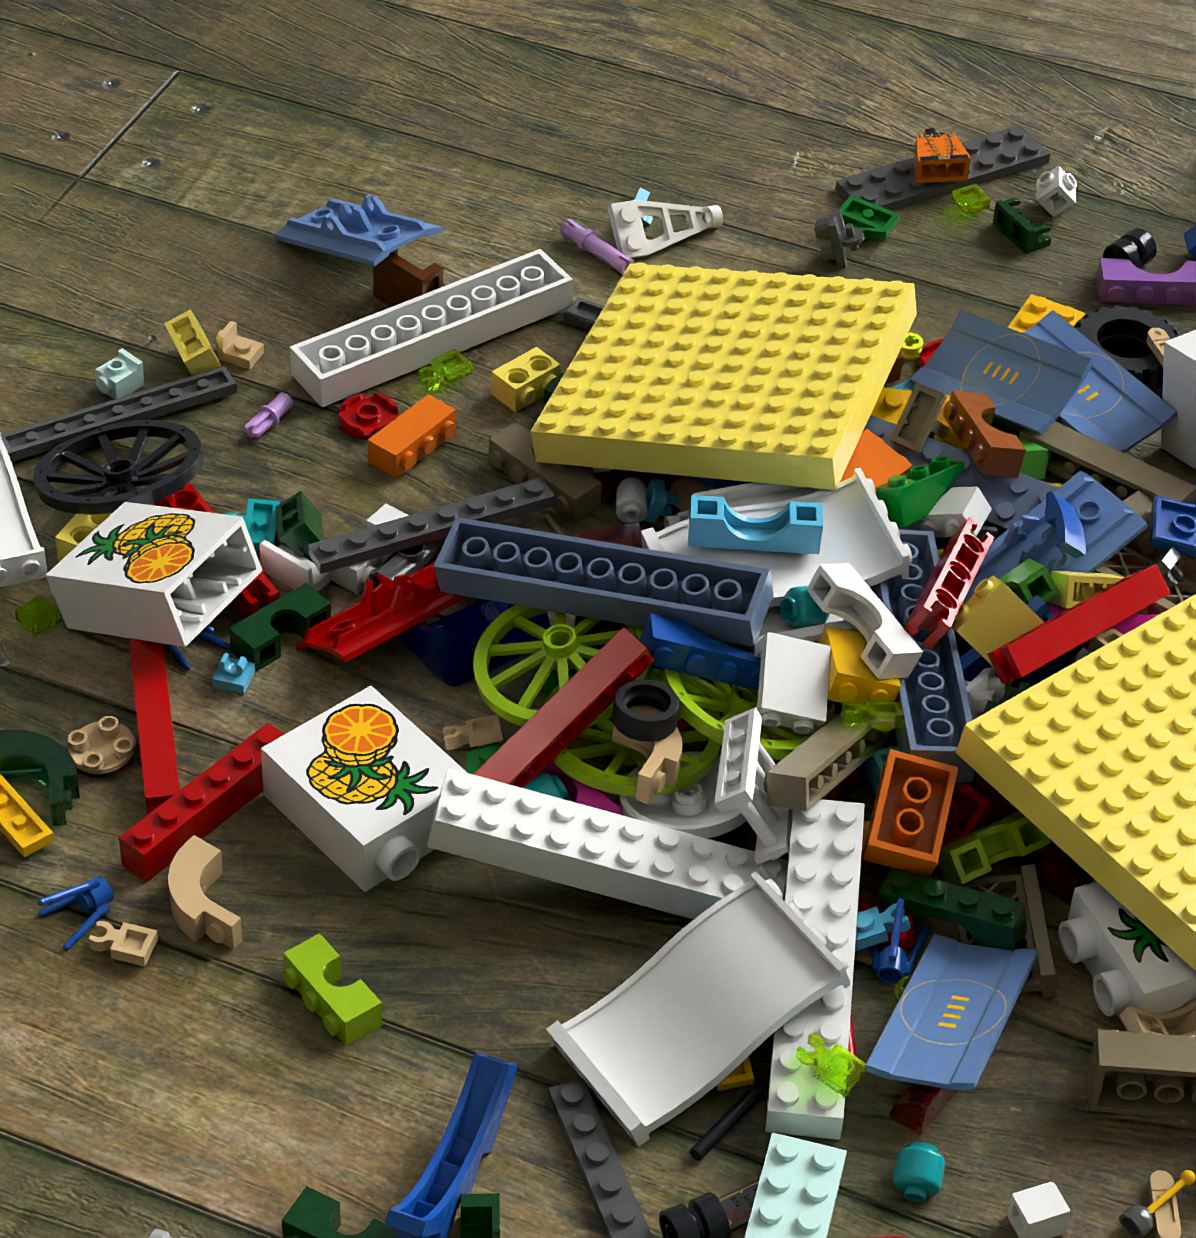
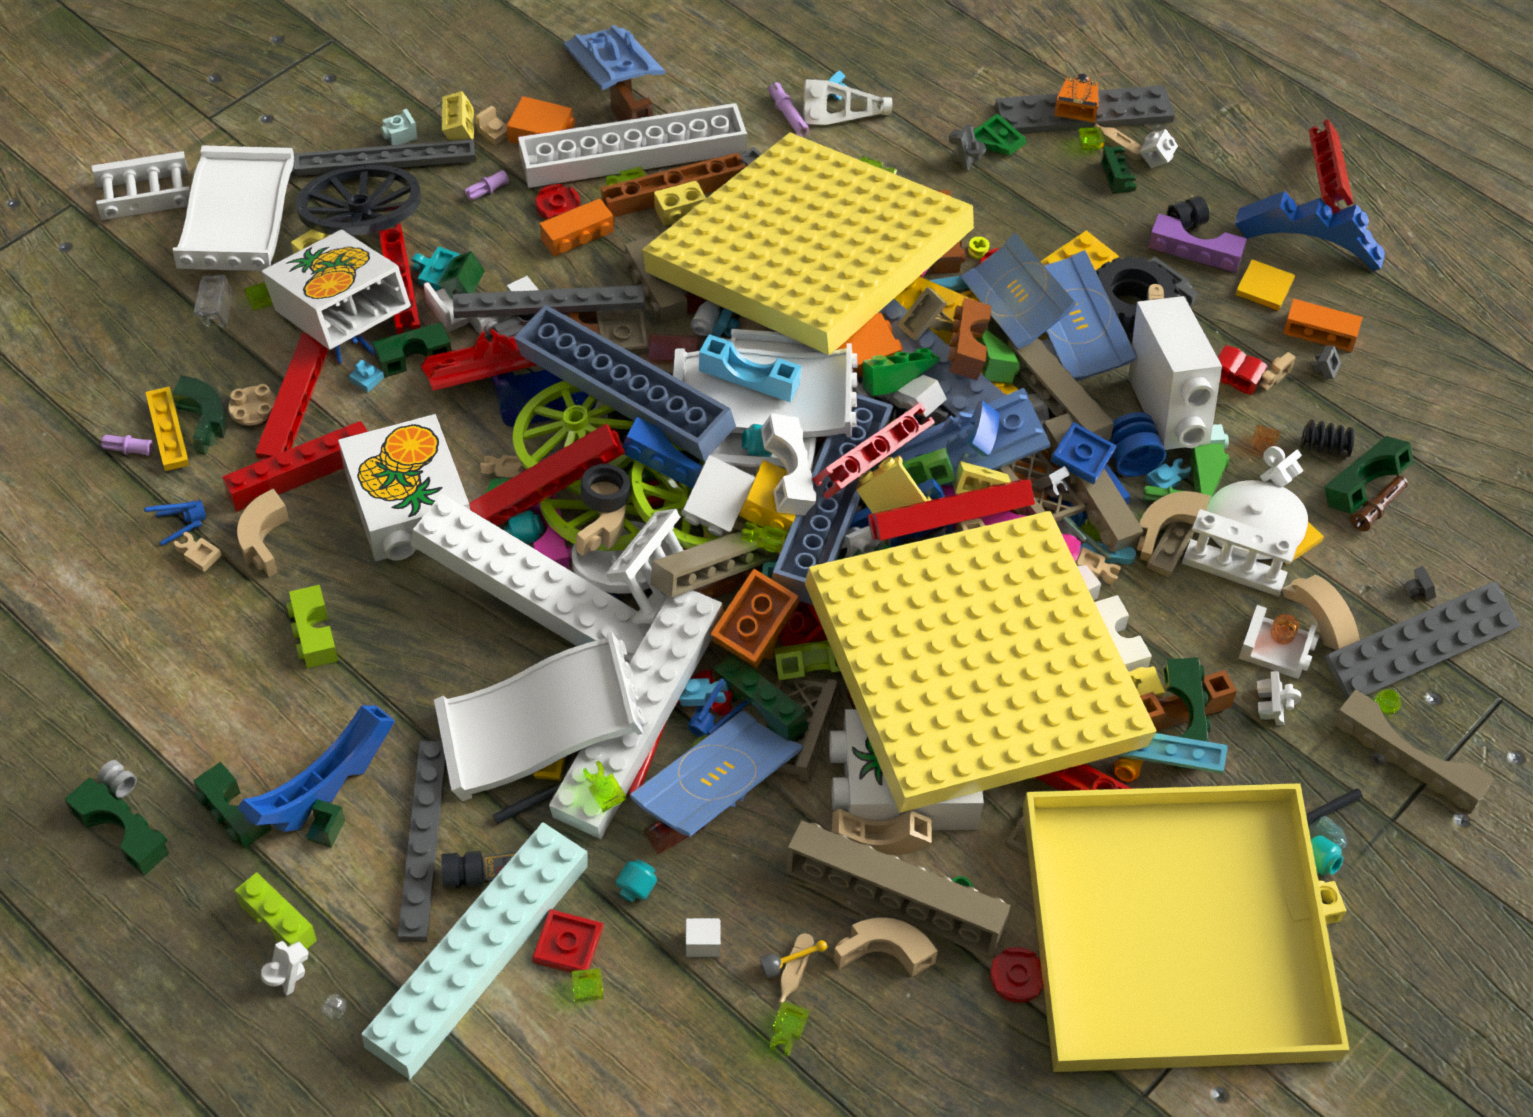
camera: 20 degrees right, 10 degrees up
(294, 322) = (538, 117): none -> orange brick
(472, 377) = (639, 192): none -> dark orange piece
(997, 192) = (1117, 138): none -> tan piece

